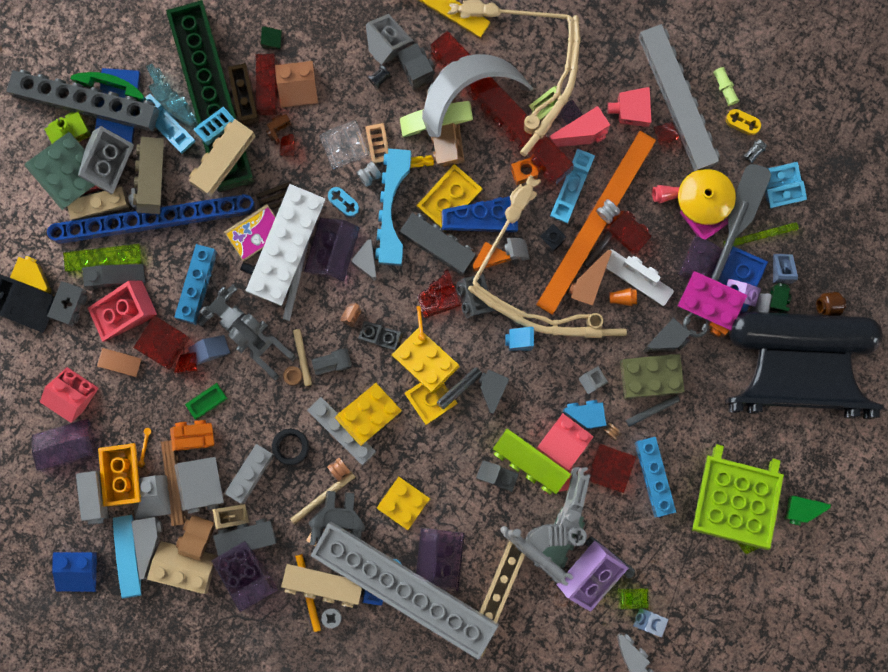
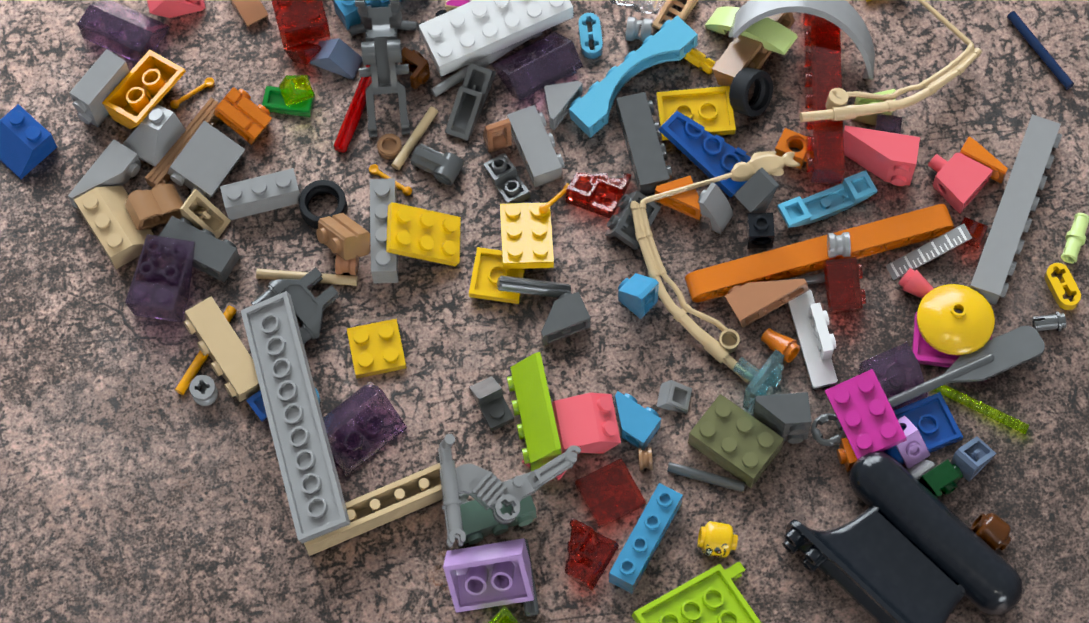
camera: 45 degrees right, 15 degrees down
(126, 557) = (56, 191): medium azure slope -> none
(206, 391) = (296, 89): none -> clear neon green slope
(253, 376) = (352, 116): none -> red axle
(258, 311) = (417, 65): none -> reddish brown bracket
(297, 397) = (374, 170): none -> light orange hinge
(314, 306) = (470, 101): none -> dark grey slope
(325, 458) = (343, 236): none -> medium nougat brick
(378, 300) = (536, 146): none -> light grey brick
(472, 158) = (740, 89): none -> black tyre
(533, 219) = (757, 192): none -> dark grey slope
(631, 513) = (588, 554): none -> clear red slope
(632, 83) = (978, 153): none -> orange slope
(636, 329) = (761, 378): none -> clear light blue plate
(655, 167) = (929, 251): none -> light grey sticker
(693, 442) = (717, 539): none -> yellow head
(785, 185) = (1050, 379): medium azure slope -> none

